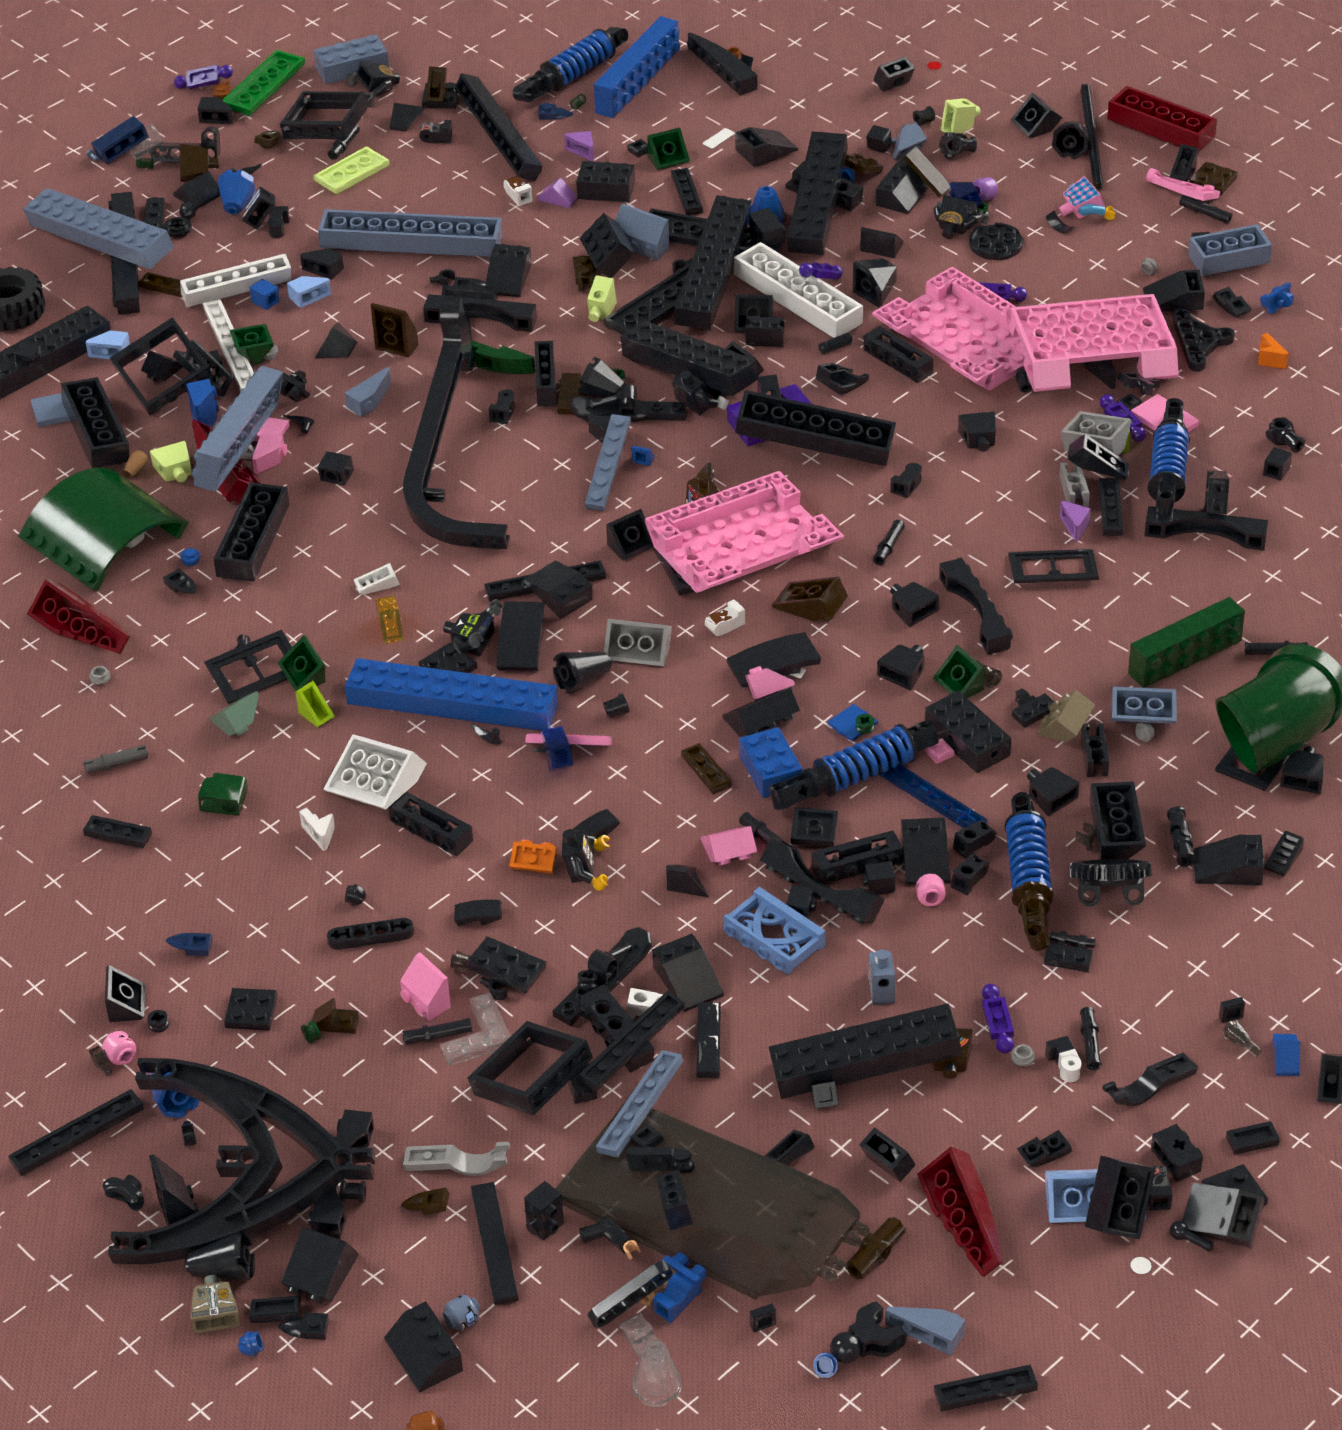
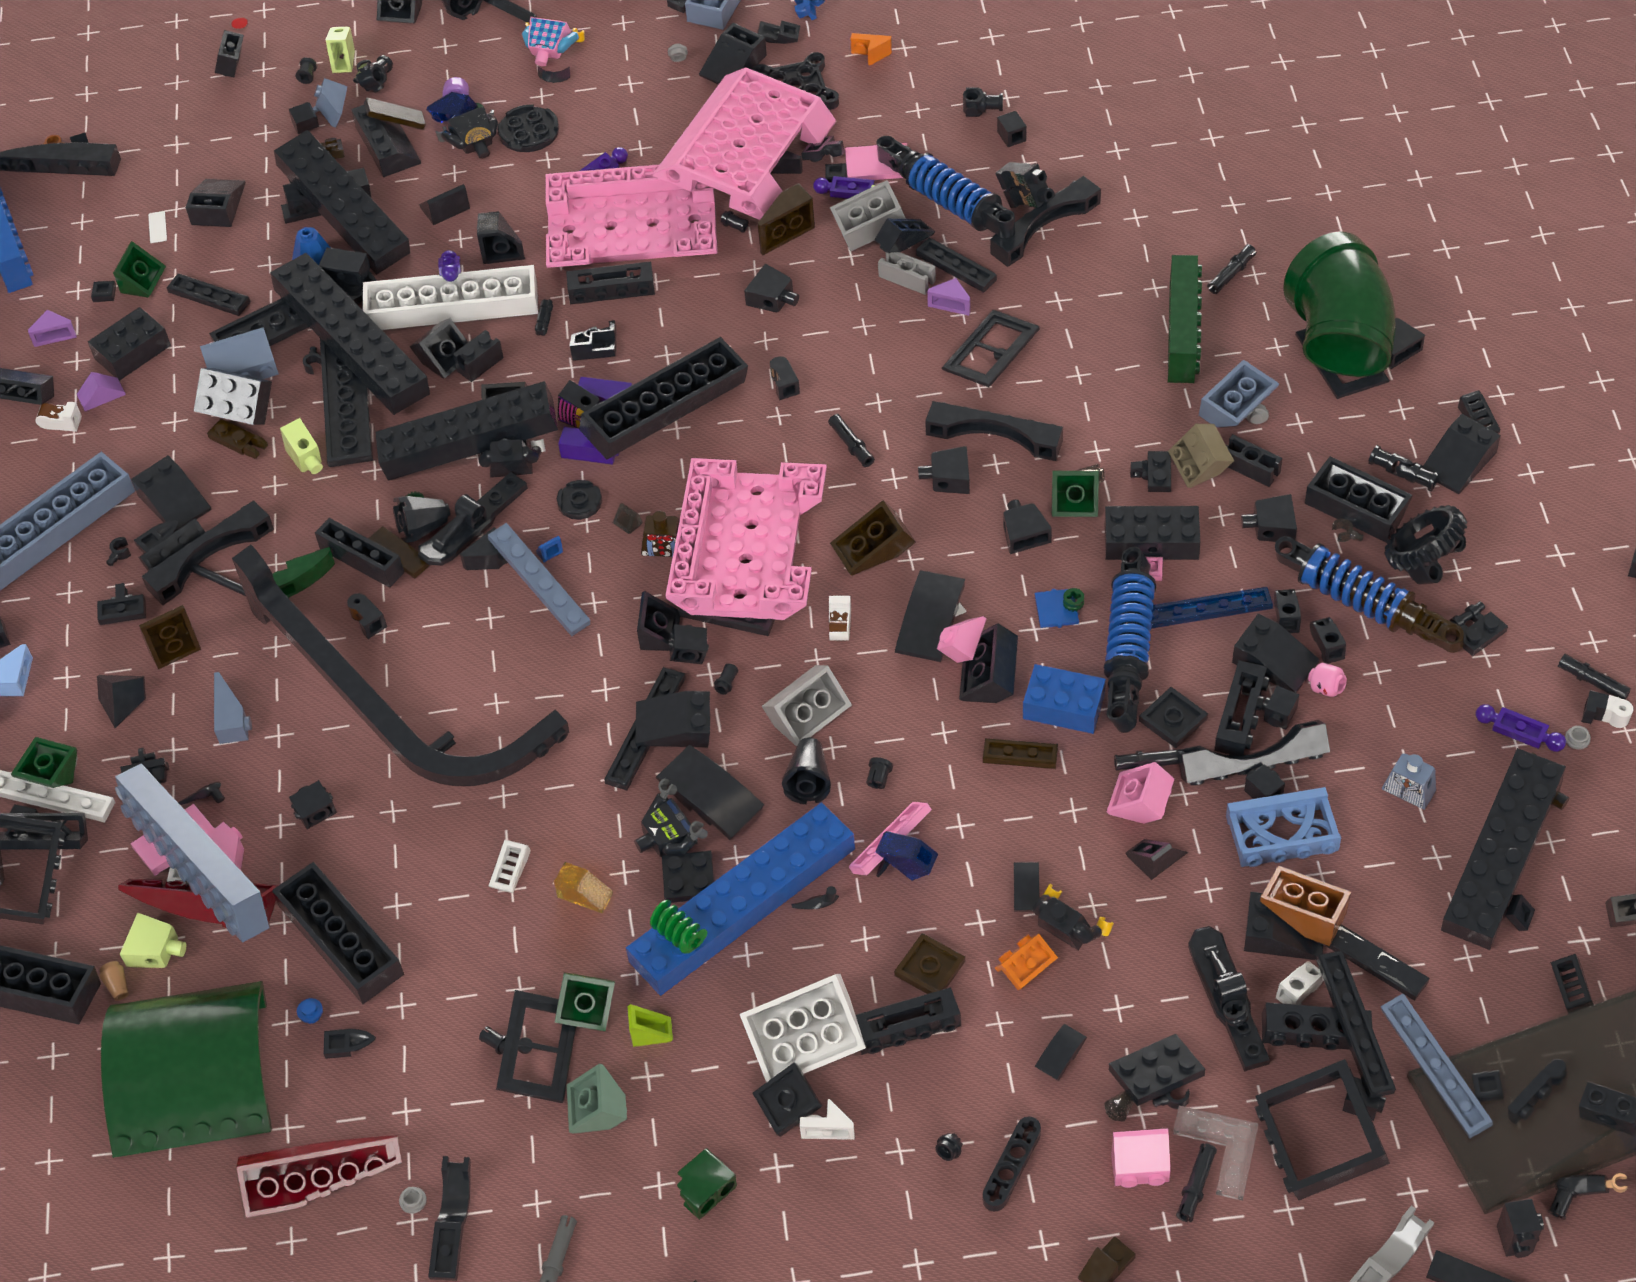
camera: 50 degrees left, 10 degrees up
(91, 701) = (451, 1220): none -> black piece
(202, 401) = (96, 865): blue slope -> none
(319, 798) = (787, 1099): none -> black tile
(385, 665) = (677, 927): none -> green piece
(403, 302) = (121, 607): none -> black hinge
(486, 812) = (929, 965): none -> dark brown plate
(620, 594) = (724, 682): none -> black pin
(627, 558) = (688, 644): none -> black head
(699, 447) = (579, 499): none -> black tile
(709, 968) = (1307, 904): none -> dark orange slope
(1045, 398) = (786, 219): none -> dark brown slope

